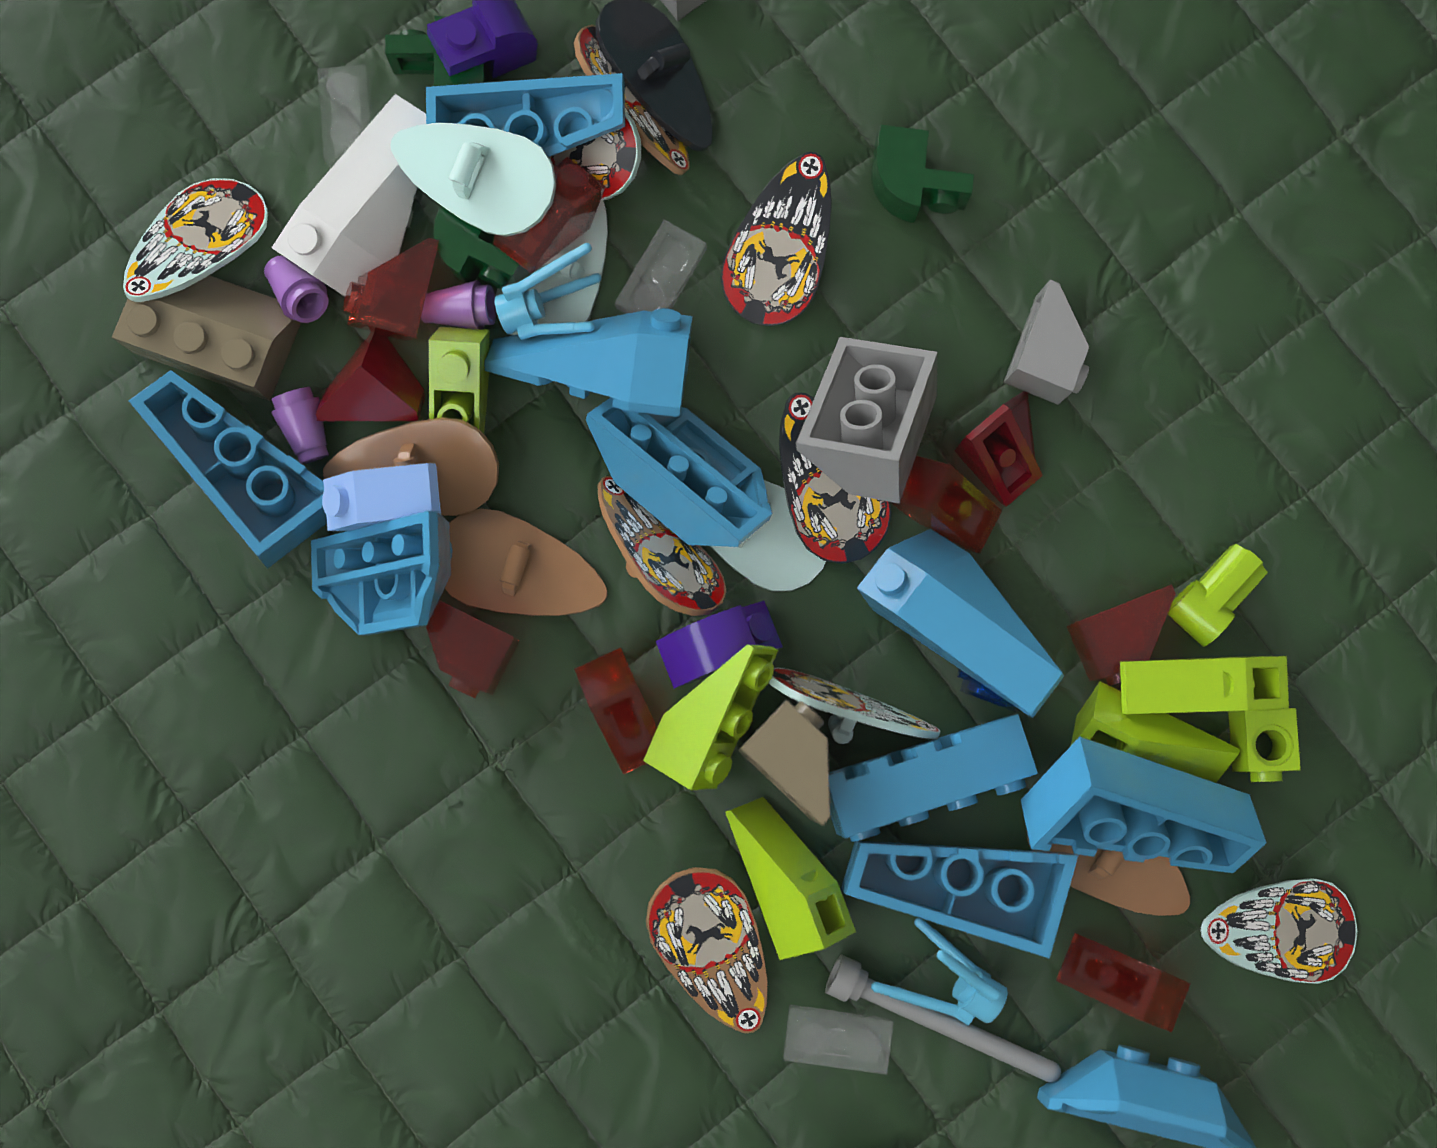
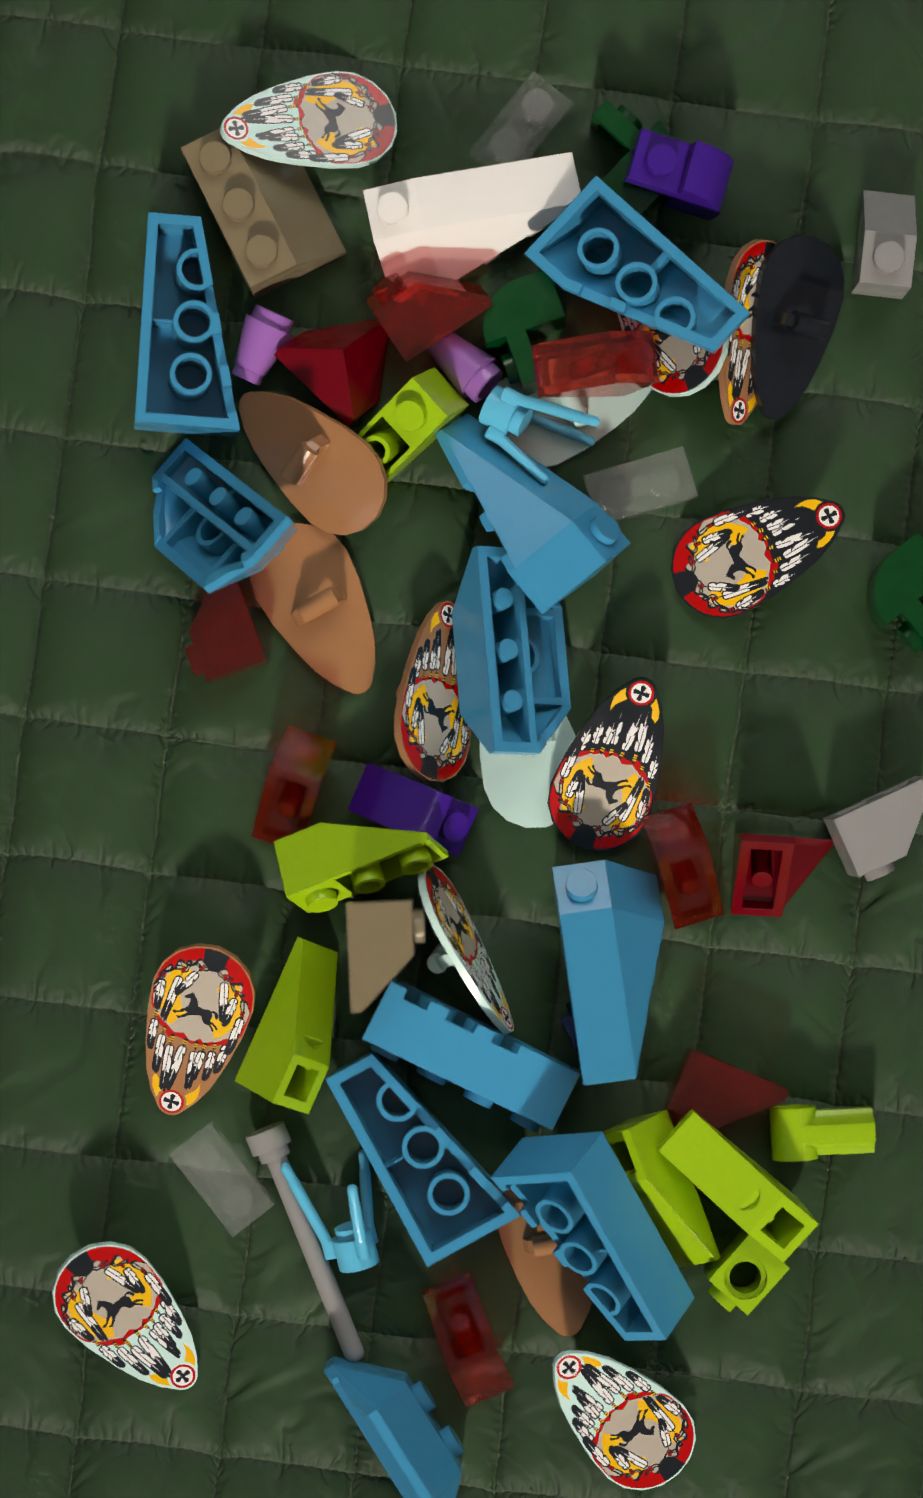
camera: 50 degrees right, 5 degrees up
(297, 291) = (351, 237): medium lavender cone -> none
(379, 495) = (265, 465): light blue slope -> none
(479, 174) = (570, 284): light aqua shield -> none
(870, 416) = (687, 749): light grey slope -> none

